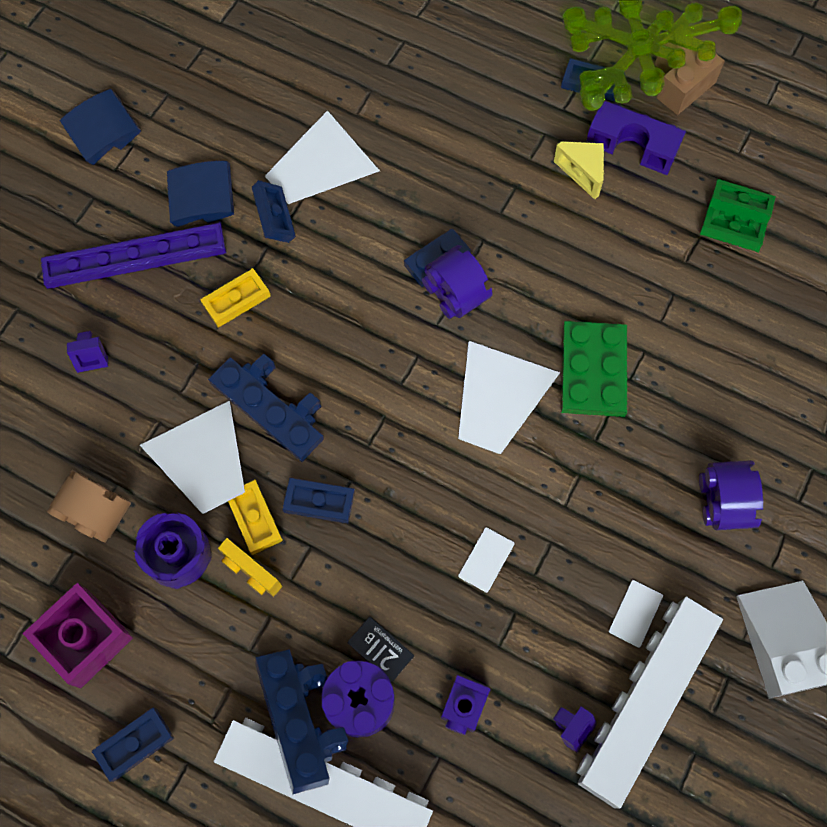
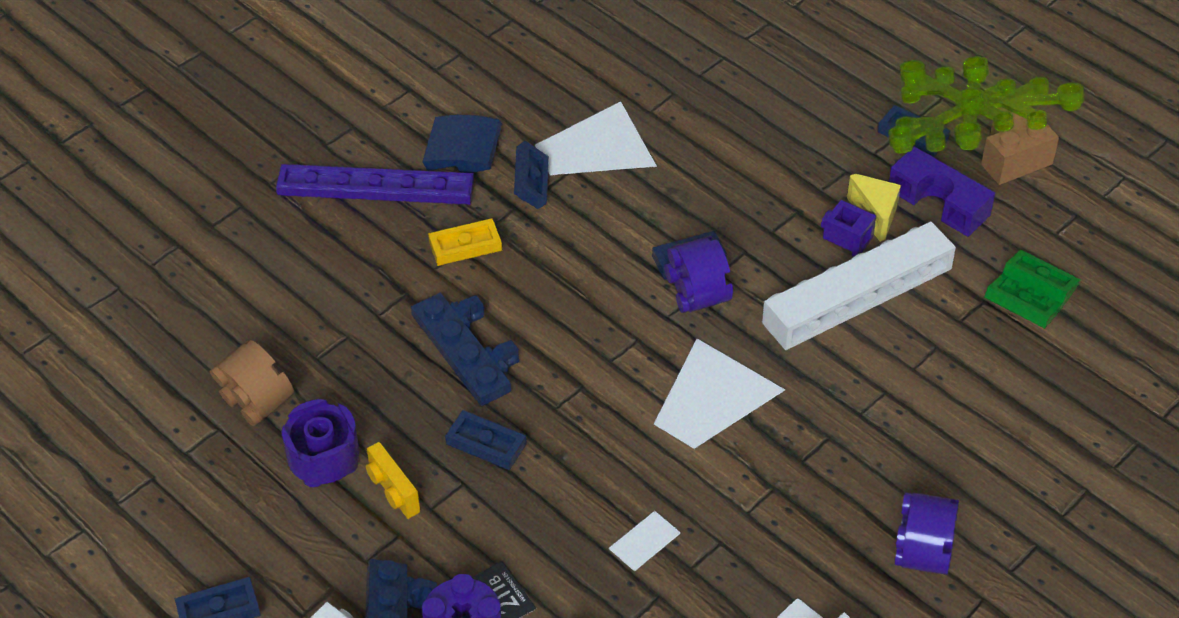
camera: 15 degrees right, 20 degrees down
(77, 636) = (199, 492): magenta brick -> none
(87, 353) = (297, 255): dark purple tile -> none
(100, 125) = (382, 63): dark blue slope -> none
(201, 458) = (379, 375): white sticker -> none
(255, 519) = (413, 438): yellow plate -> none
(567, 195) = (848, 227): none -> dark purple brick
(592, 252) = (857, 285): none -> white brick
(594, 369) = (823, 393): green plate -> none

